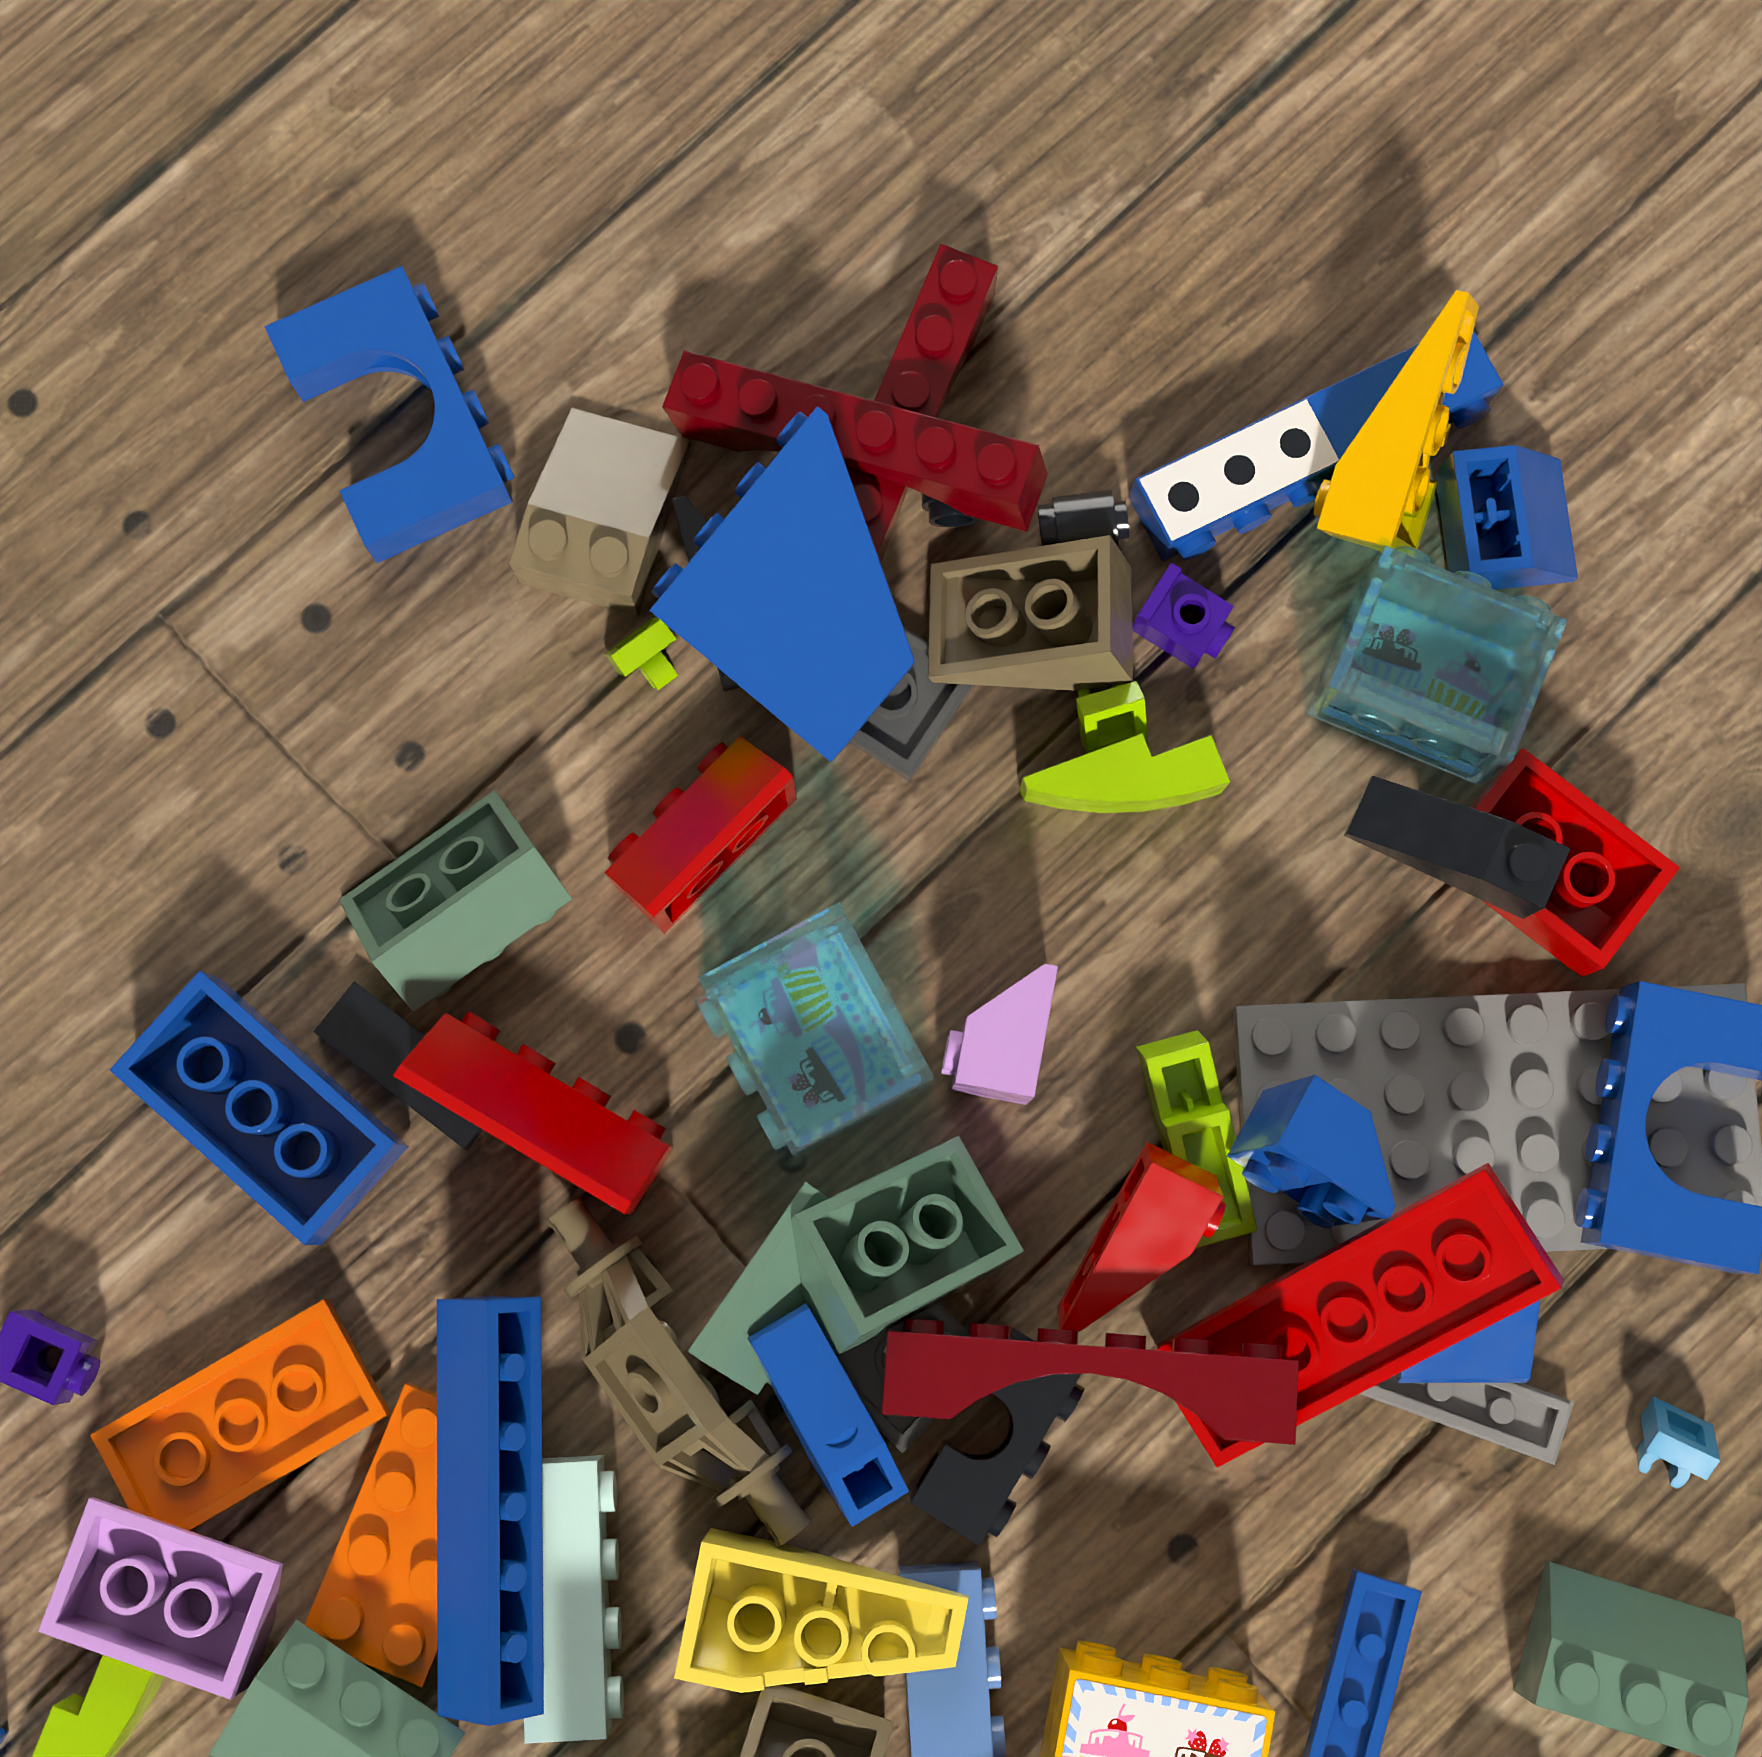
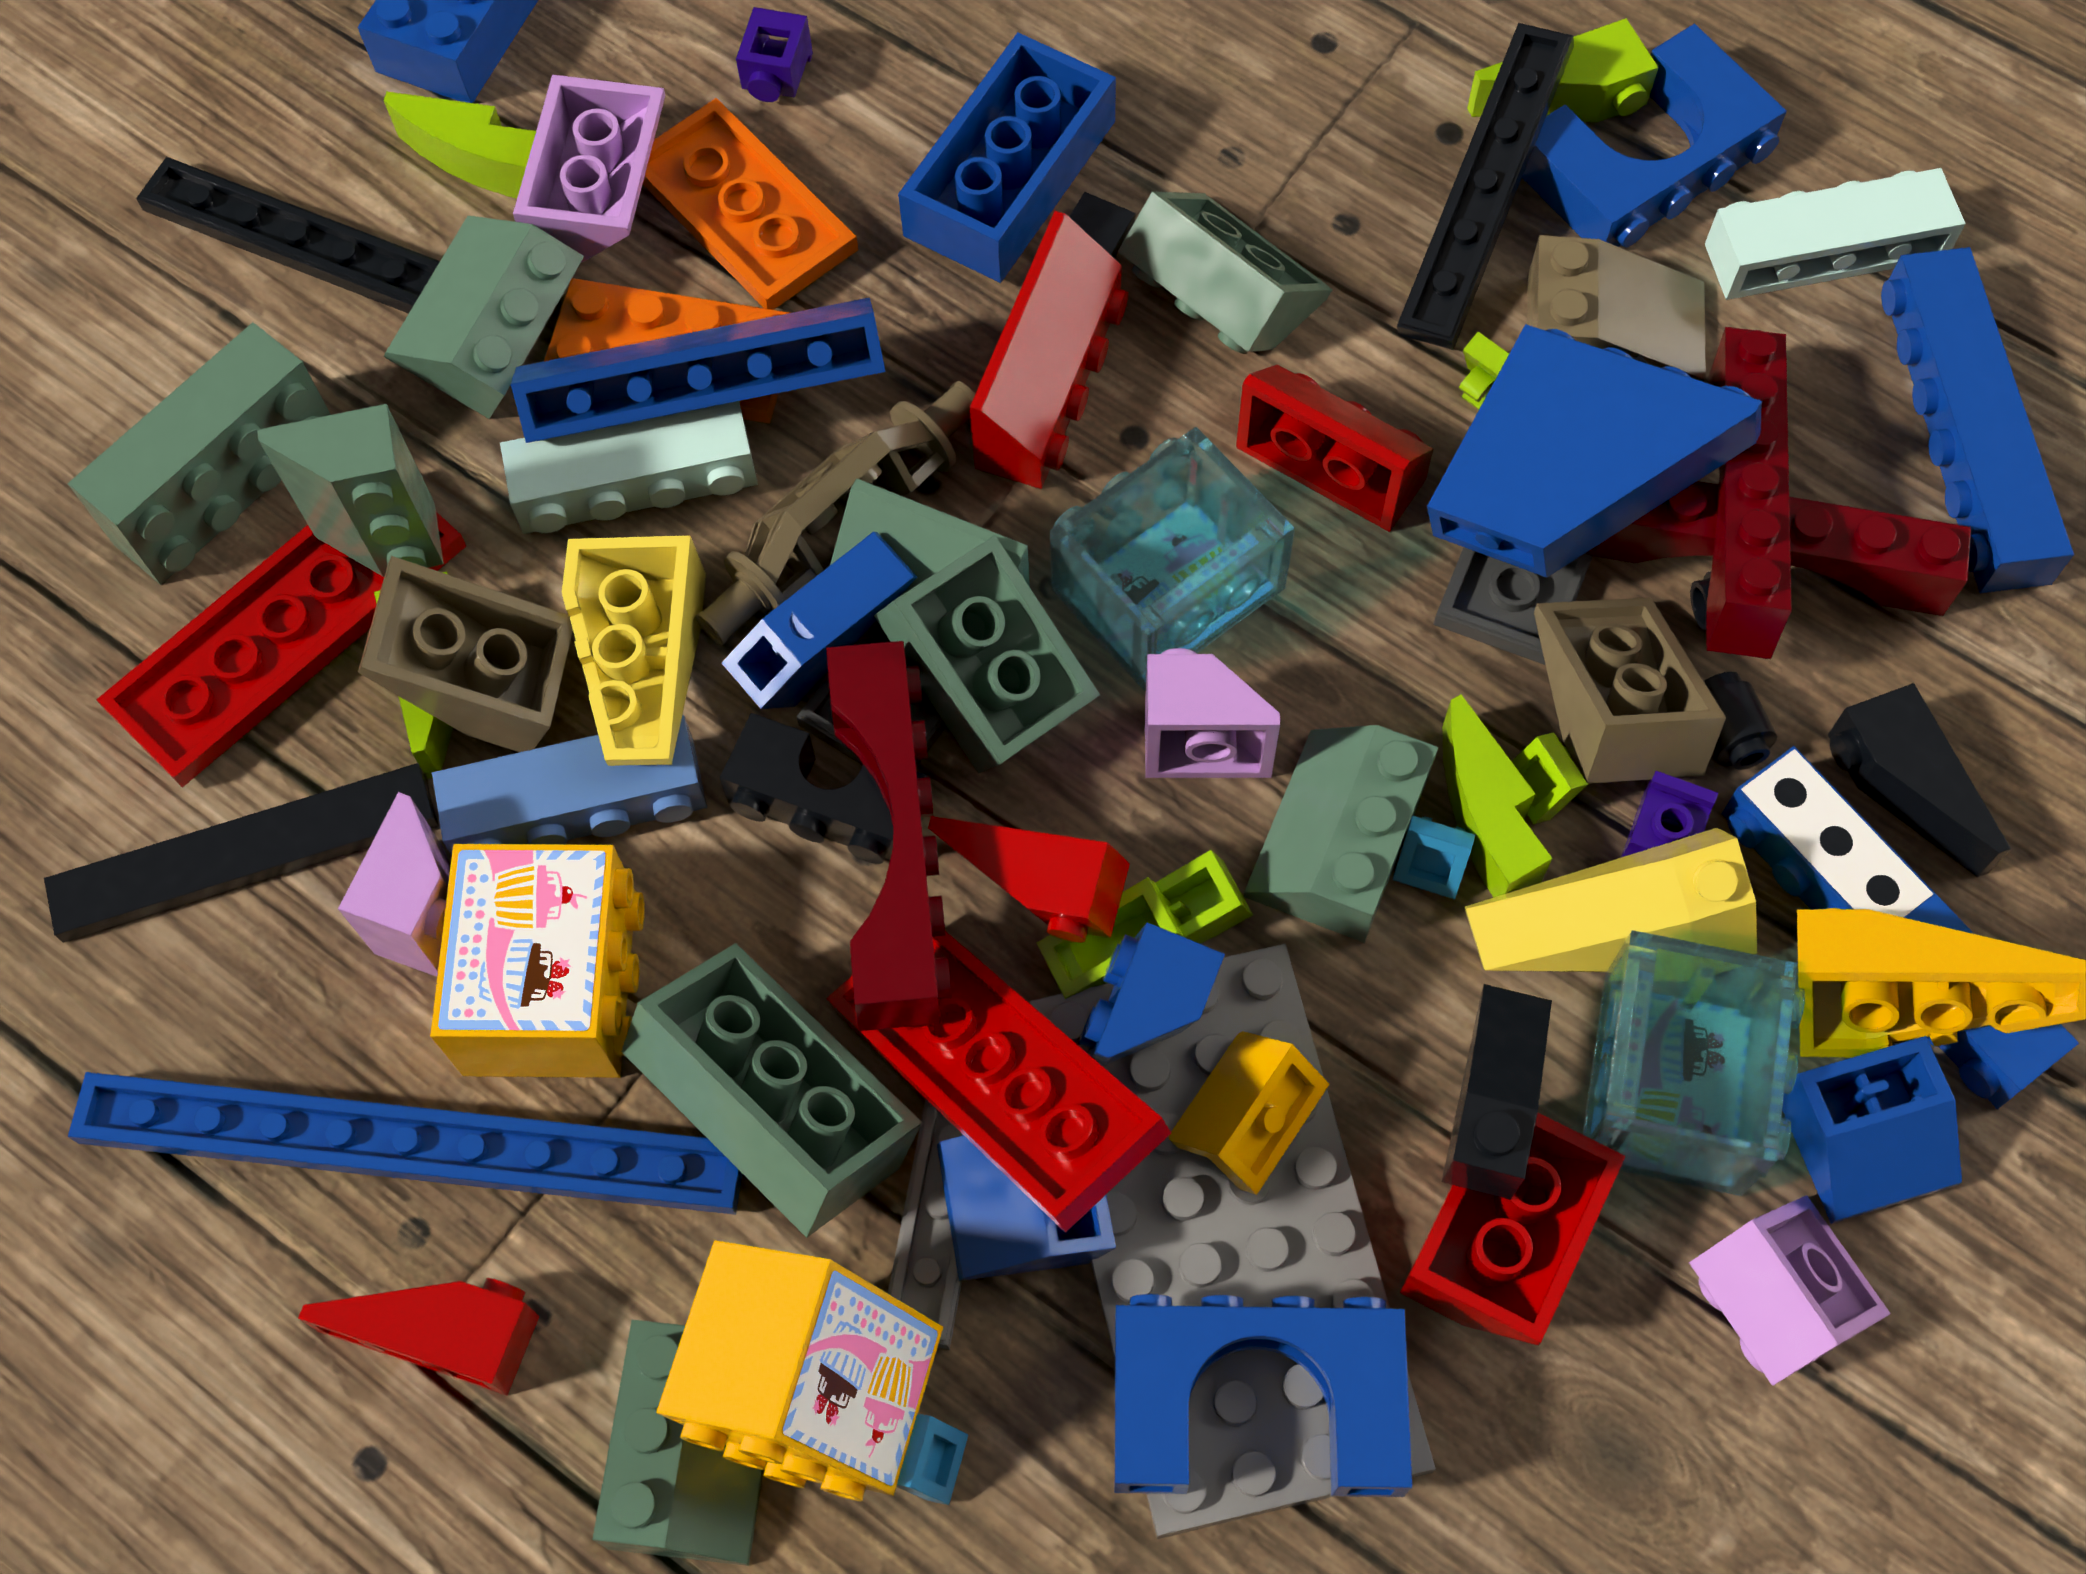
camera: 85 degrees right, 15 degrees down
(293, 465) = (1603, 78): none -> lime slope
(418, 597) = (1485, 186): none -> black tile
(548, 263) = (1831, 232): none -> light aqua brick
(794, 196) = (1976, 420): none -> blue brick
(1127, 925) = (1342, 826): none -> sand green slope
(1155, 379) = (1912, 772): none -> black slope
(1174, 842) = (1434, 857): none -> dark azure tile
(1265, 672) = (1579, 921): none -> light yellow wedge
(1323, 1537) = (770, 1088): none -> sand green brick
(1411, 1080) = (1250, 1108): none -> yellow panel
(1627, 1551) = (800, 1370): none -> yellow container
(1638, 635) = (1787, 1289): none -> lavender slope

